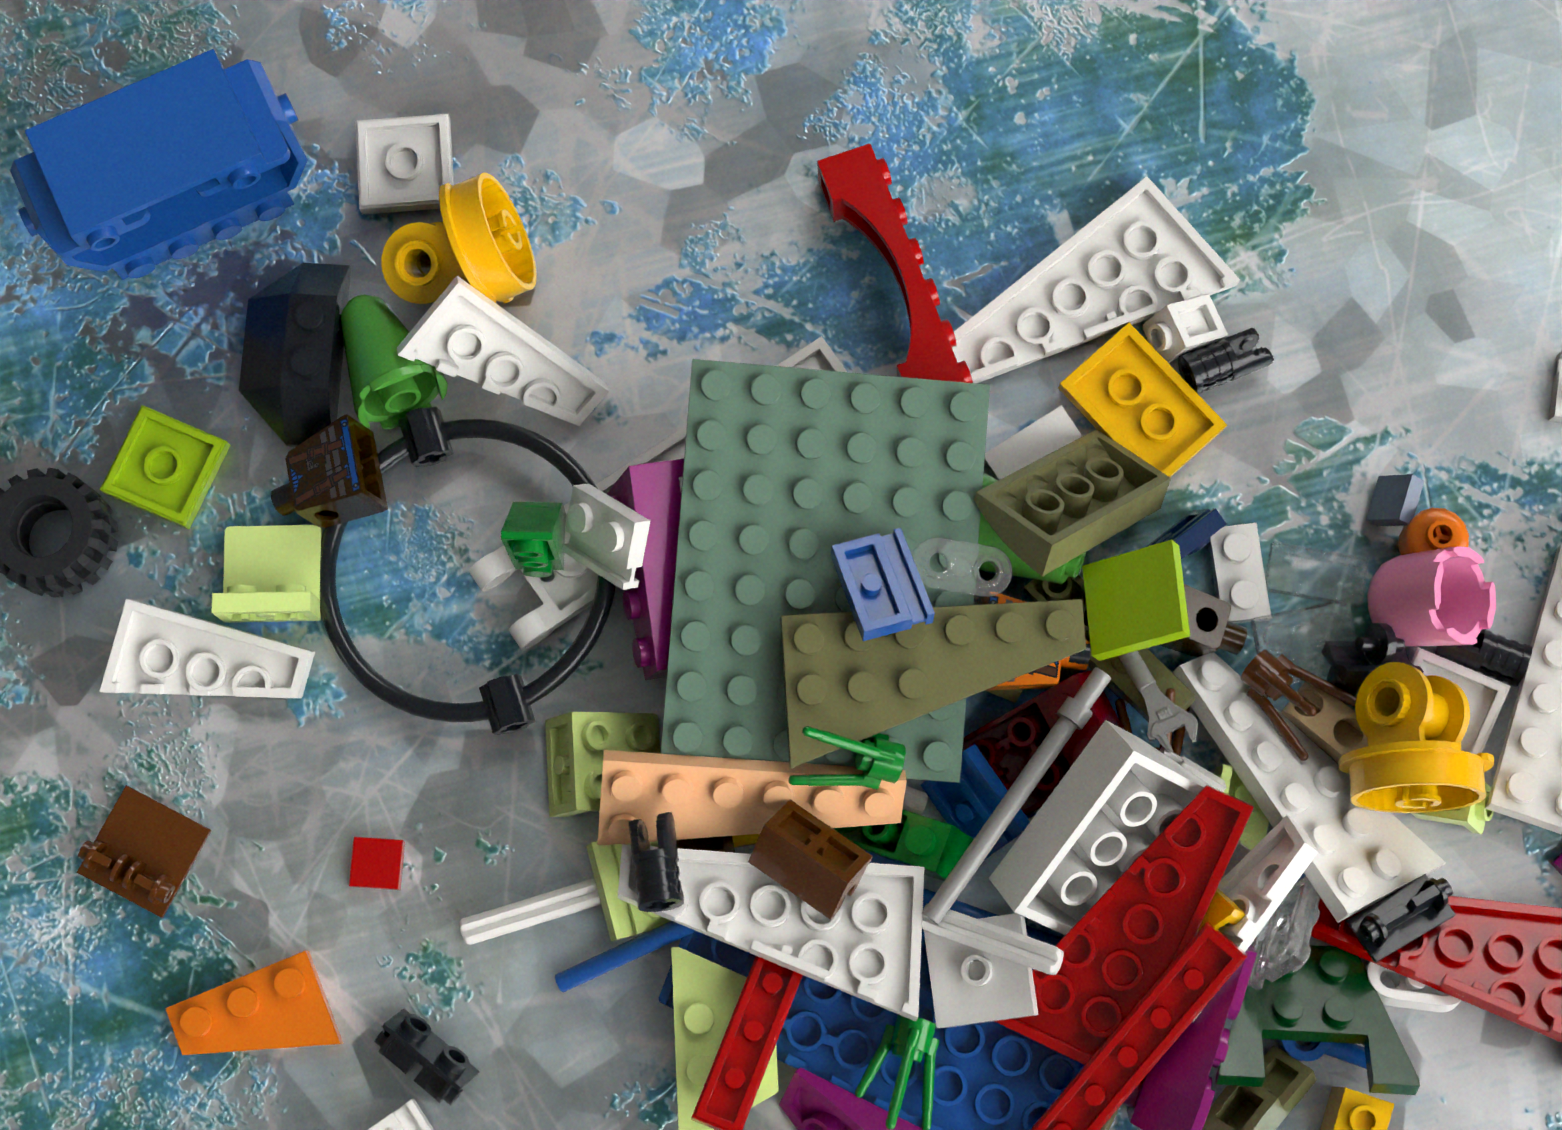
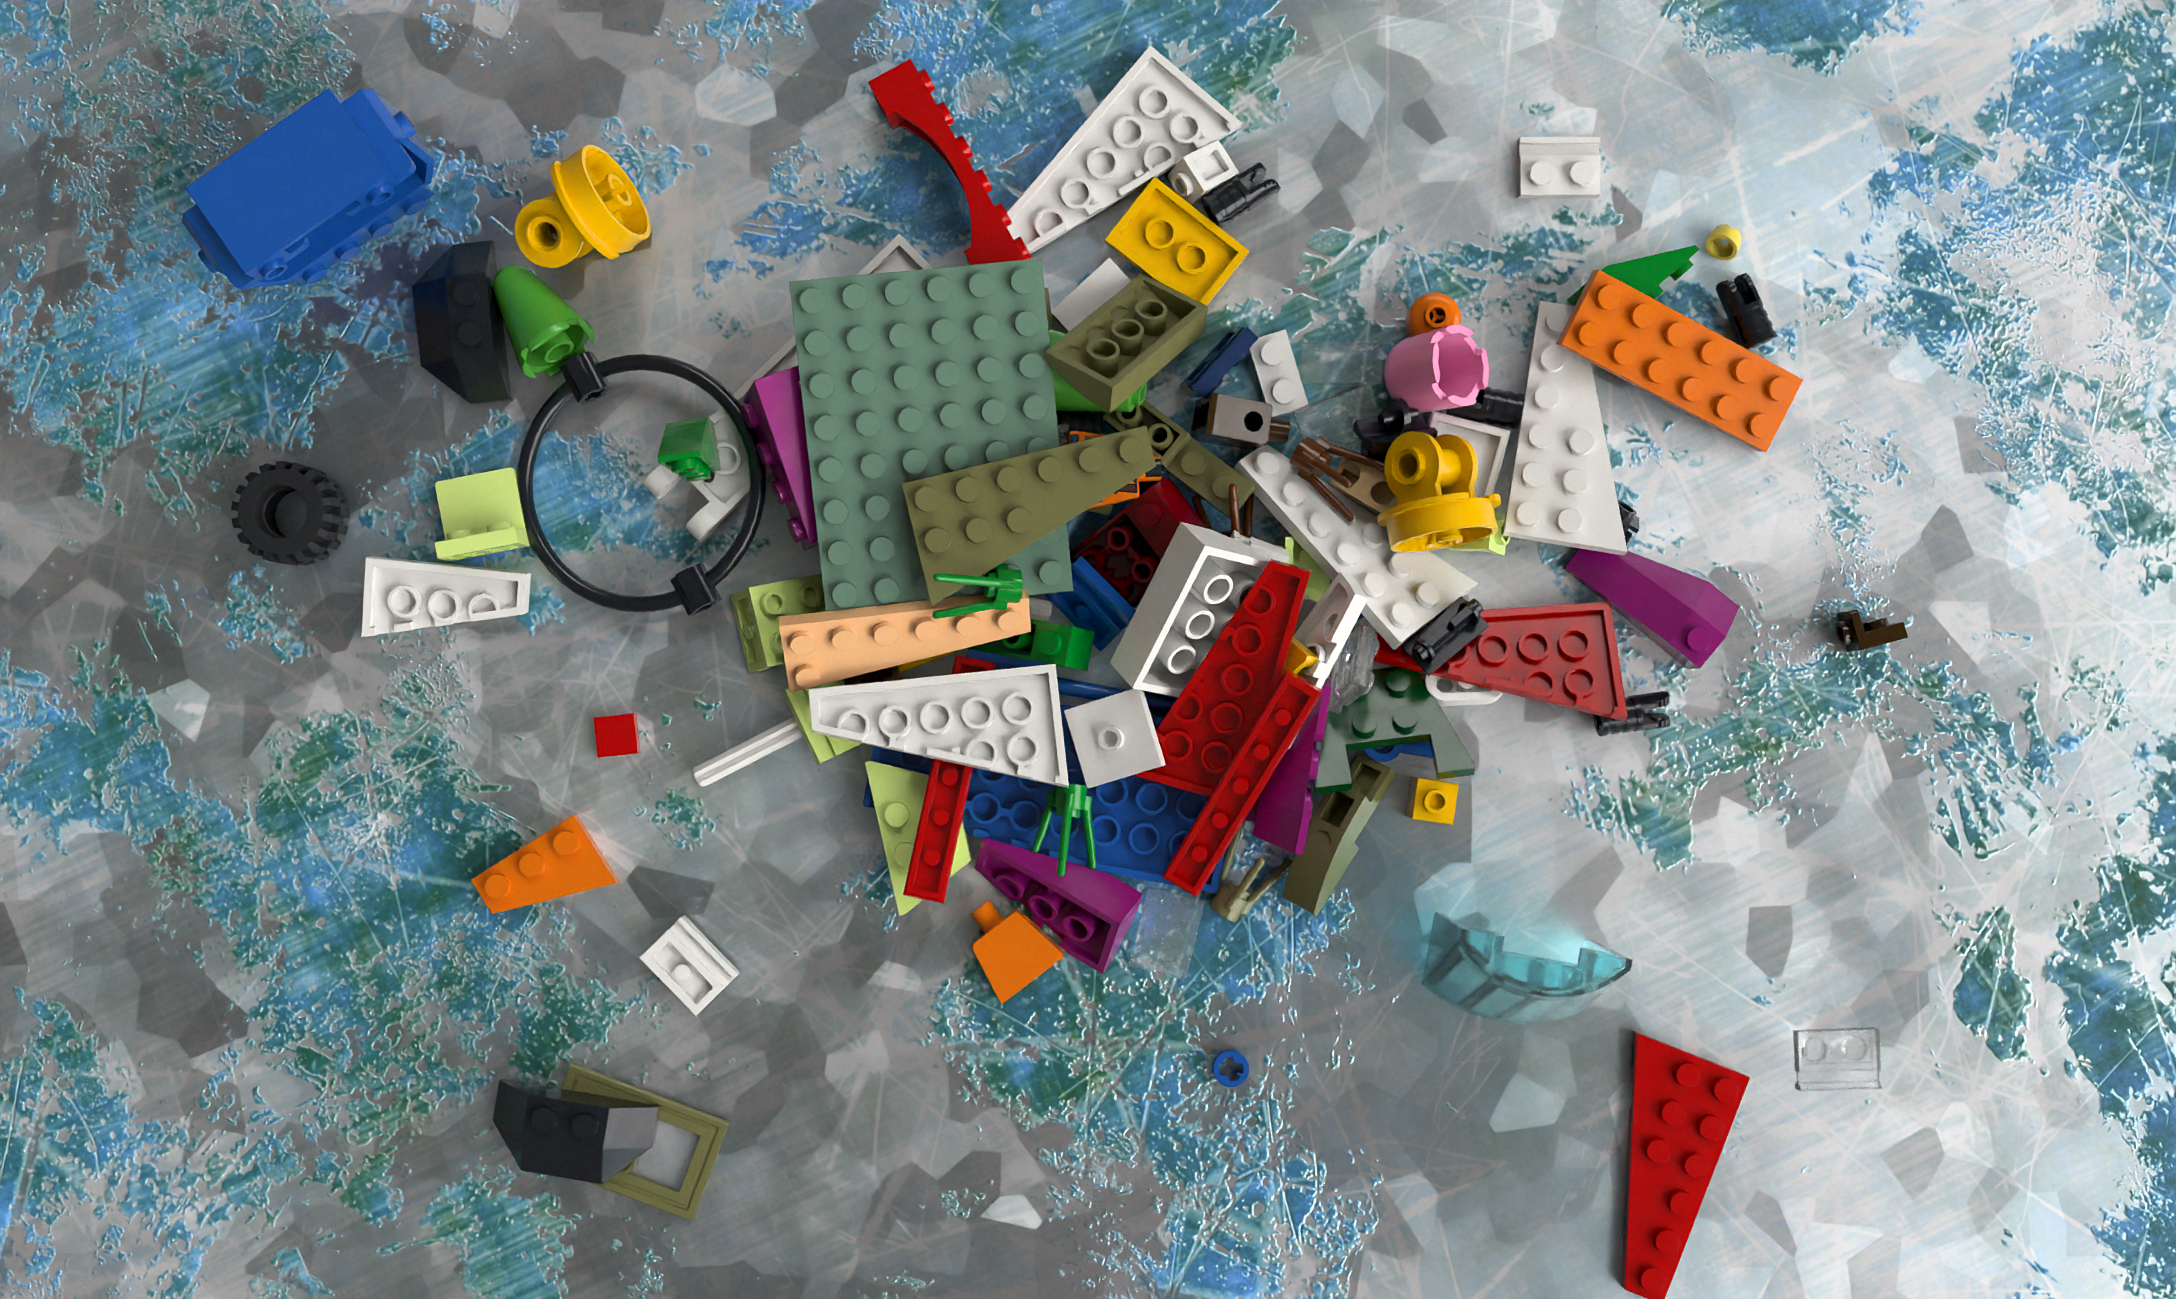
camera: 10 degrees left, 10 degrees up
(143, 851) = (426, 758): reddish brown hinge -> none
(165, 467) = (374, 440): lime tile -> none
(333, 476) = (514, 425): dark brown torso -> none
(403, 162) = (518, 142): white plate -> none
(409, 1040) = (703, 887): black hinge -> none
(488, 345) = (620, 294): white wing -> none
(606, 535) = (747, 440): white plate -> none
(621, 955) = (825, 775): blue bar -> none
(656, 869) = (839, 706): black hinge -> none
(809, 858) = (960, 675): reddish brown hinge -> none
(881, 584) = (978, 444): plate -> none
(962, 567) = (1043, 416): clear plate -> none
(997, 941) = (1118, 712): white axle -> none
(1073, 715) = (1155, 520): light grey bar -> none
(1135, 600) = (1192, 416): lime tile -> none
(1162, 712) = (1229, 505): light grey piece -> none
(1395, 500) = (1397, 290): sand blue tile -> none

